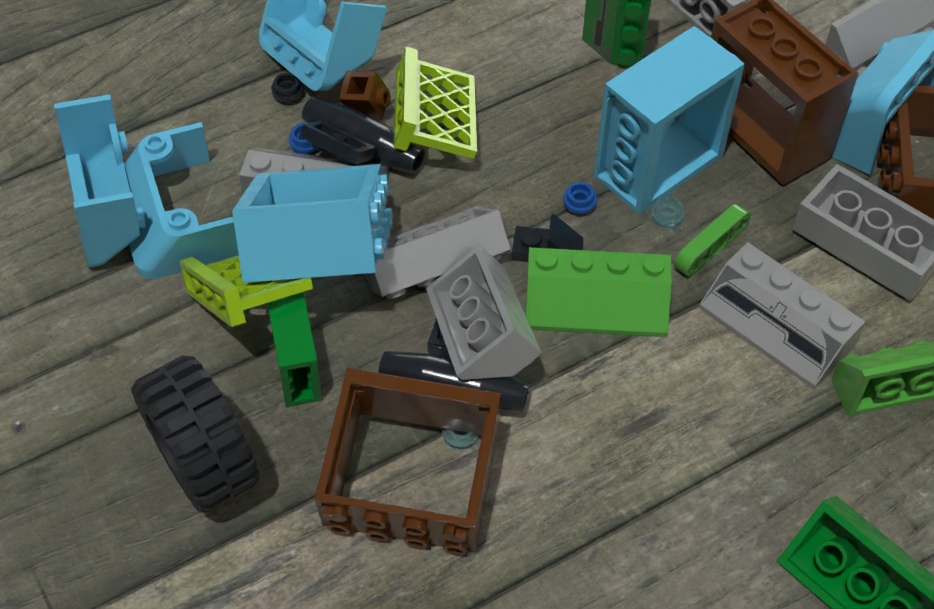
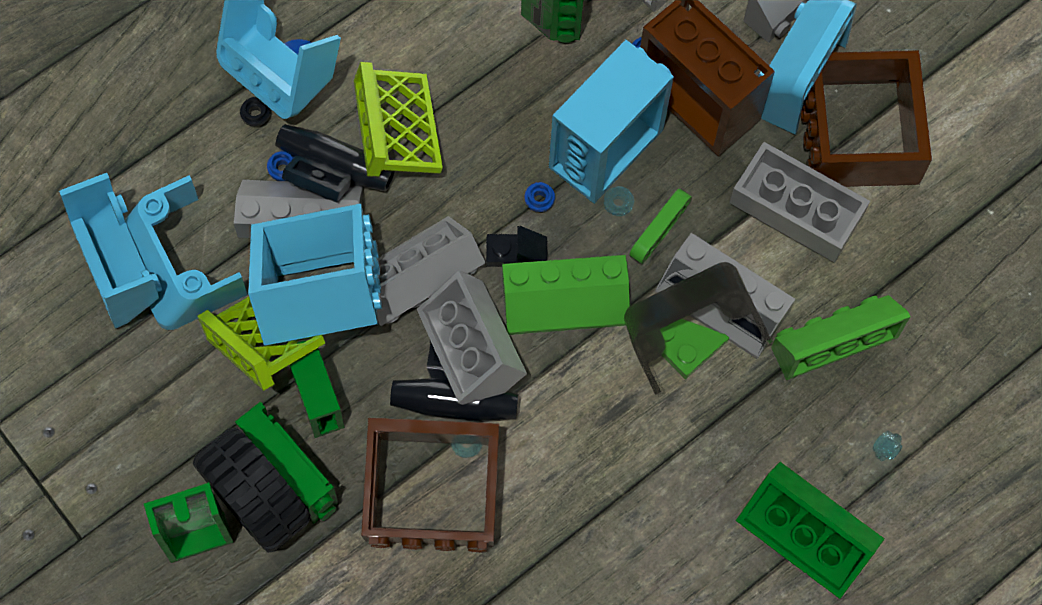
camera: 10 degrees left, 15 degrees up
(110, 456) = (188, 523): none -> green door
(260, 427) = (290, 462): none -> green door
(365, 93) = (330, 116): reddish brown brick -> none
(729, 361) = (690, 345): none -> bright green wing
(779, 289) = (646, 318): none -> clear smoke windscreen

